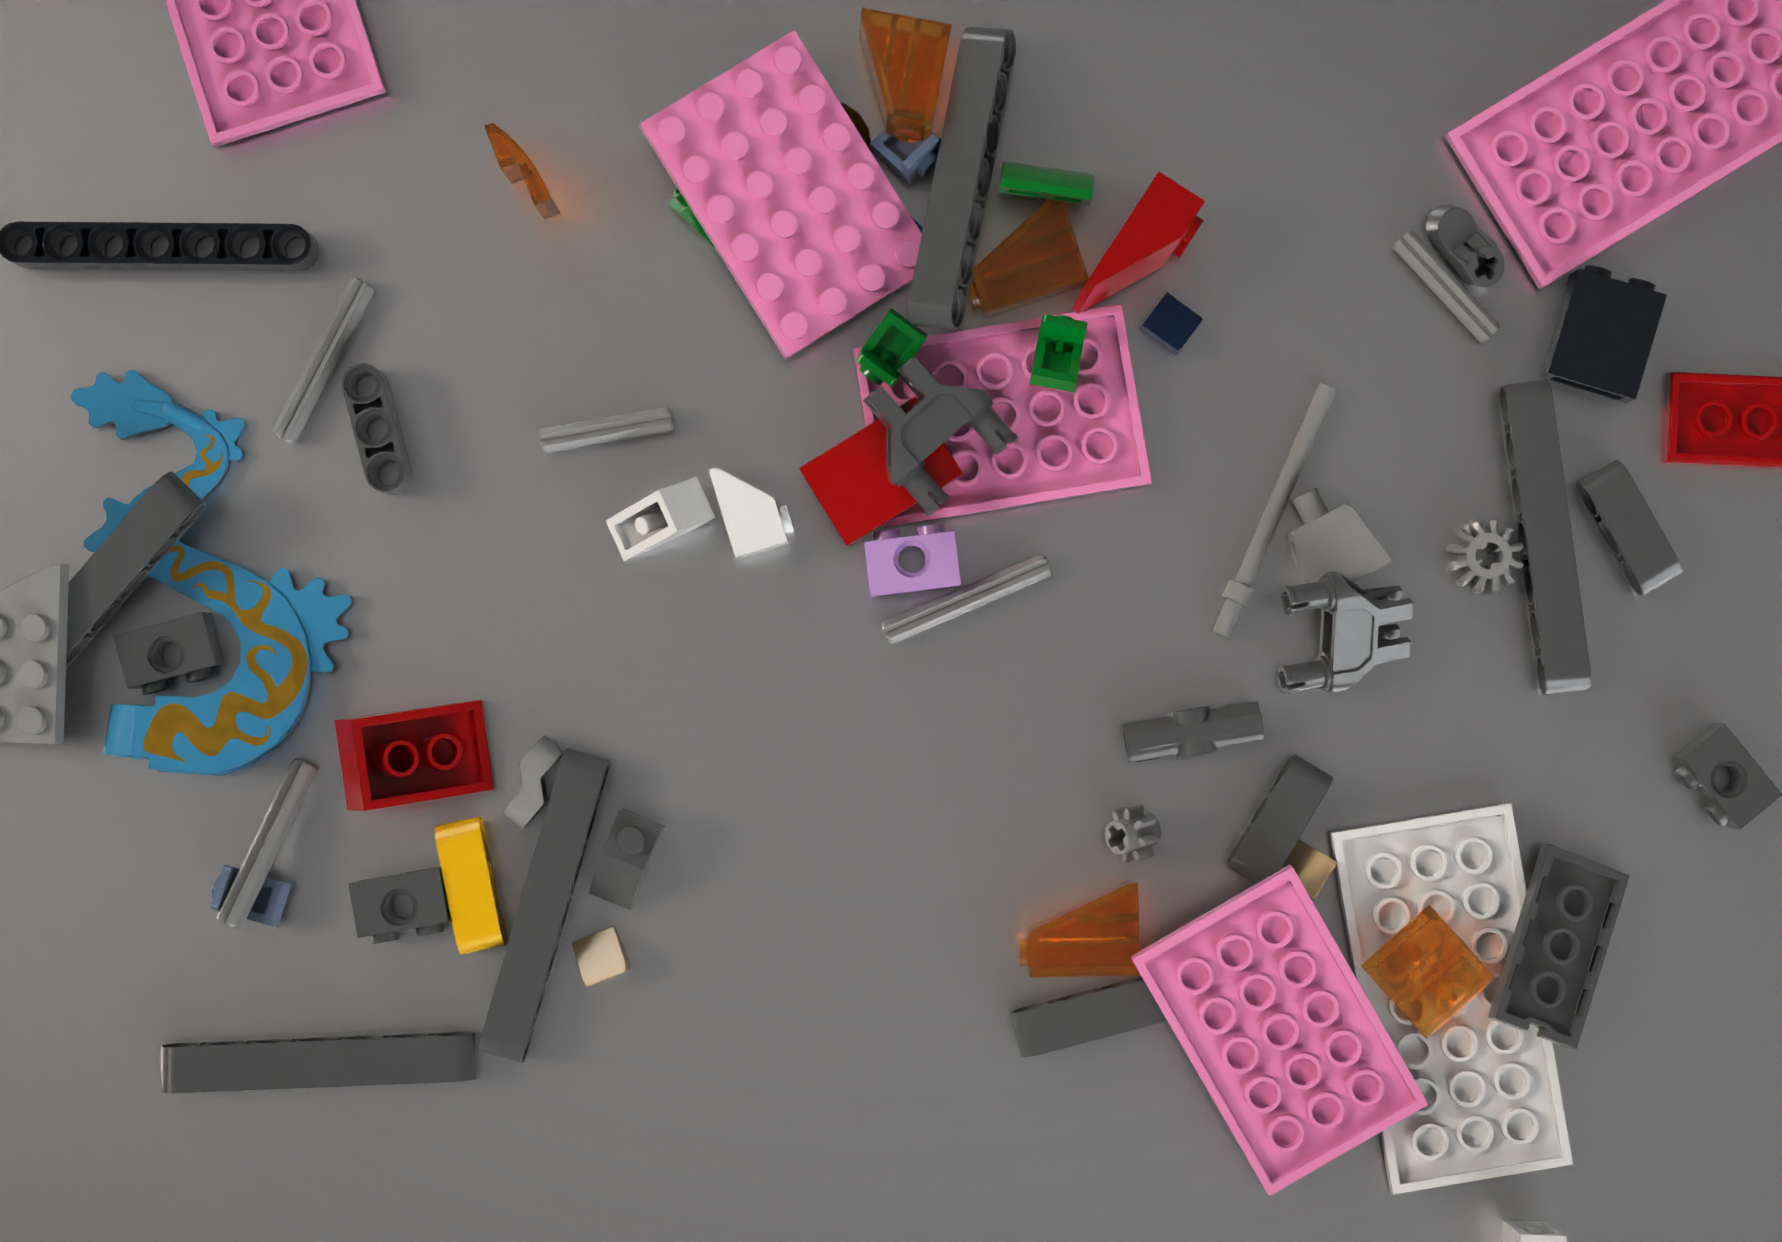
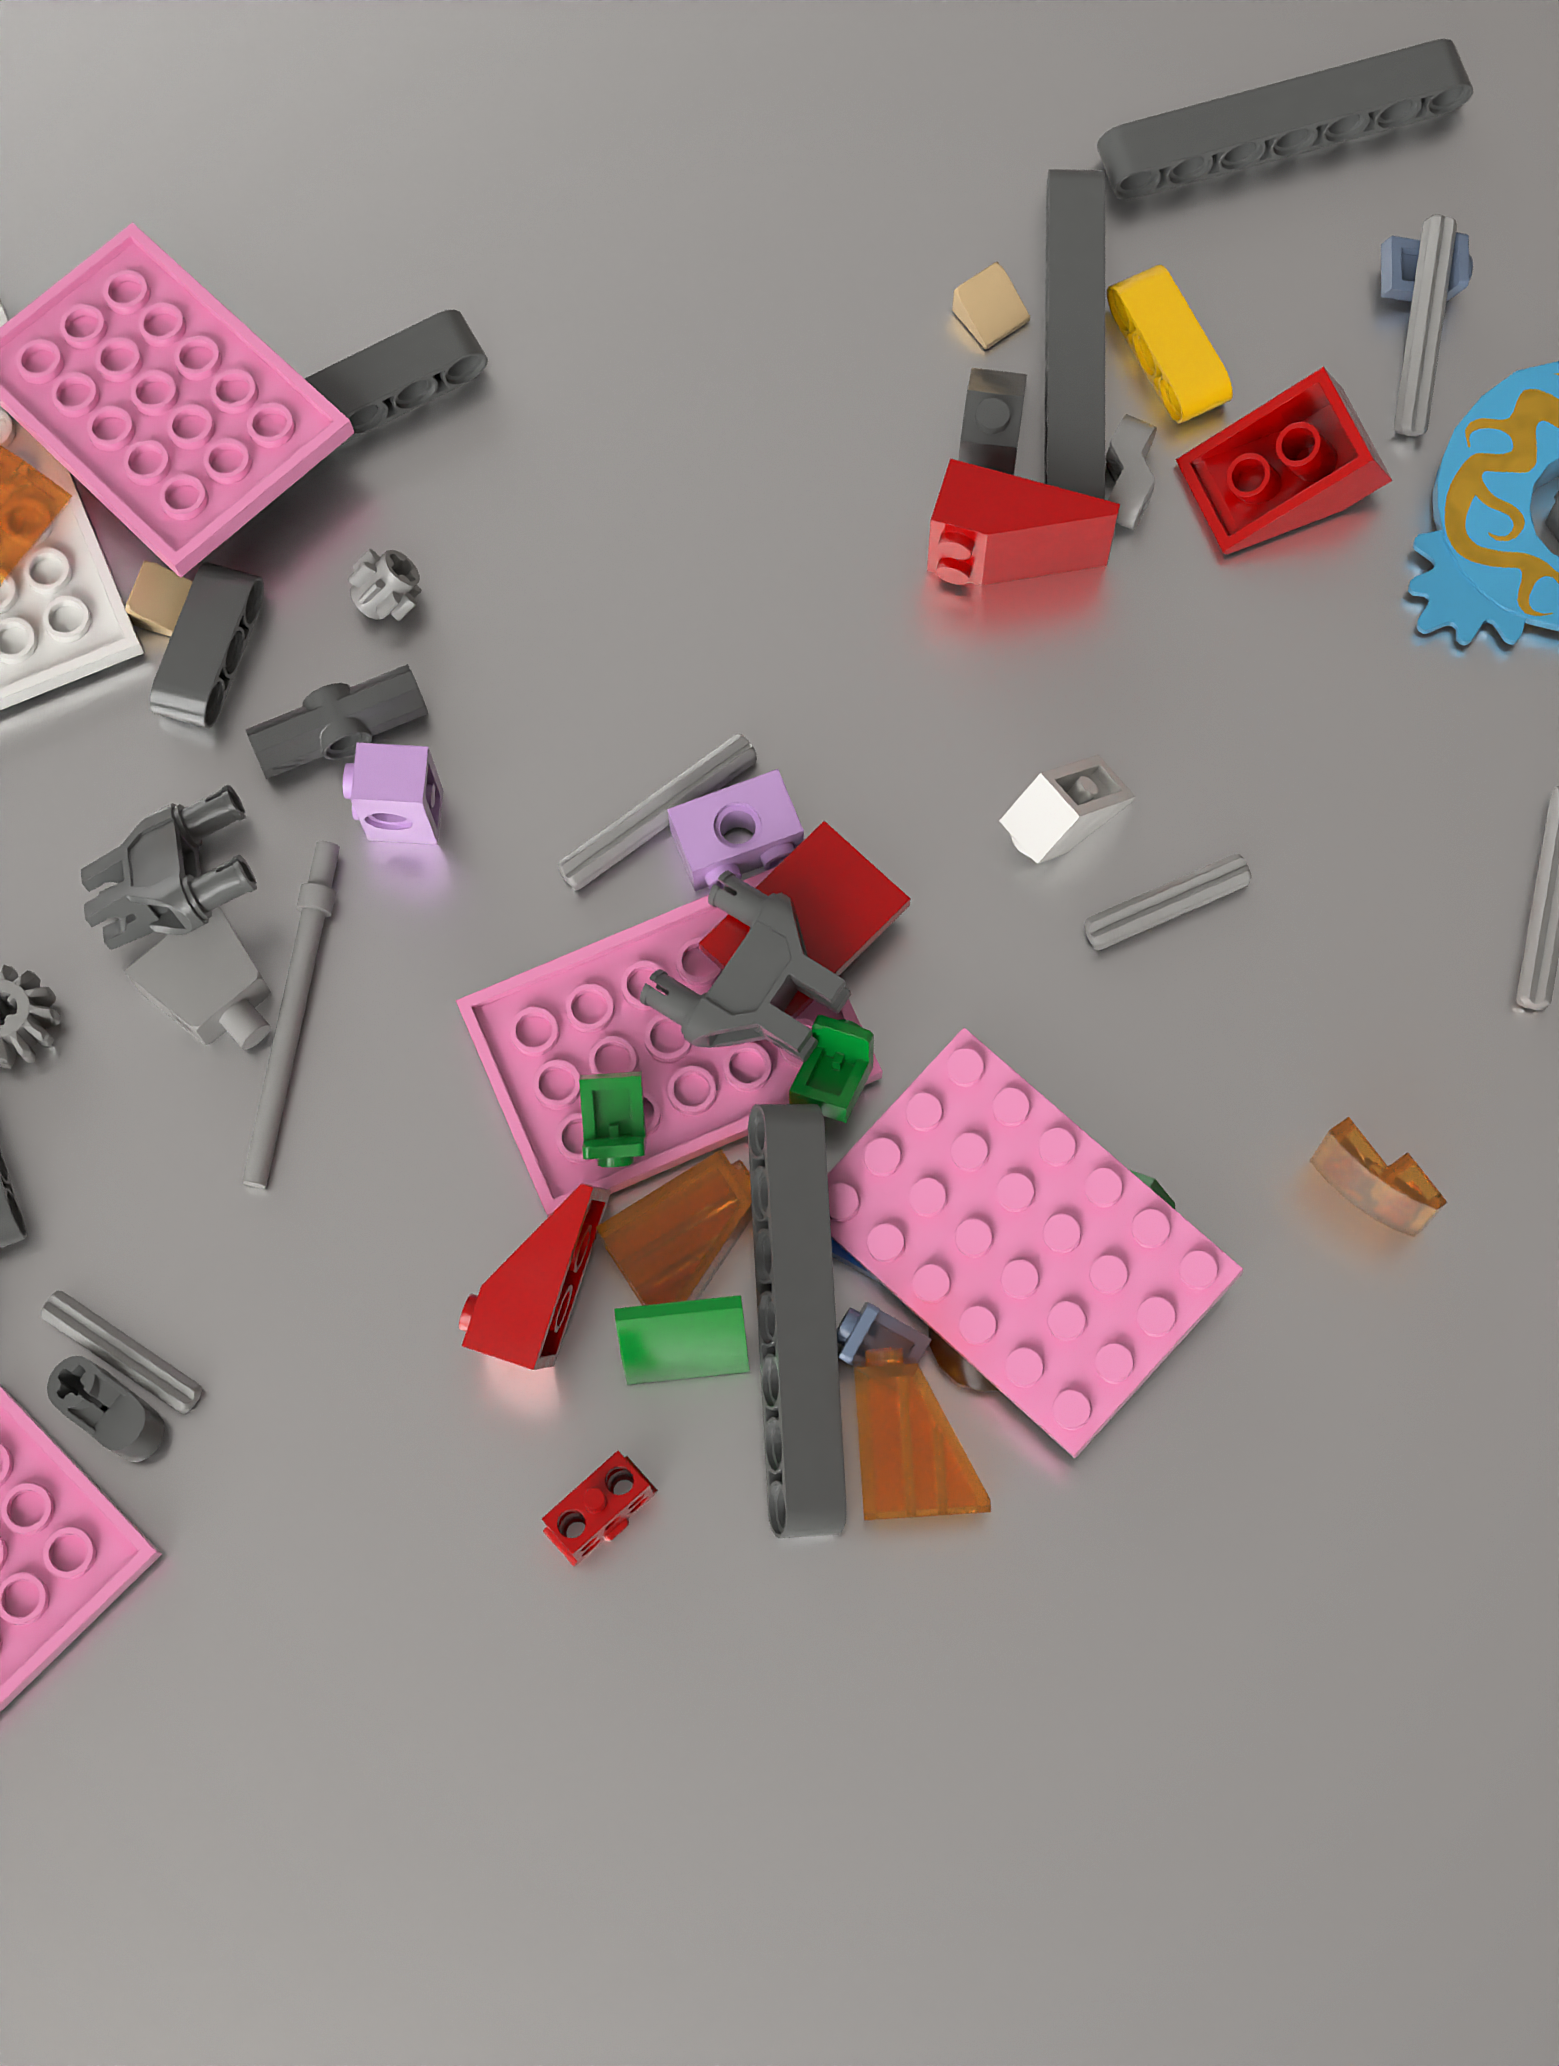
camera: 170 degrees right, 15 degrees down
(361, 413) = (1455, 799): dark grey beam -> none
(373, 904) = (1265, 279): dark grey brick -> none
(654, 751) = (1014, 528): none -> red slope
(750, 515) = (958, 839): white slope -> none
(1086, 938) = (416, 458): clear orange slope -> none
(1132, 86) = (598, 1508): none -> red piece
(1163, 649) = (395, 793): none -> lavender brick
(1171, 323) = (476, 1212): dark blue slope -> none

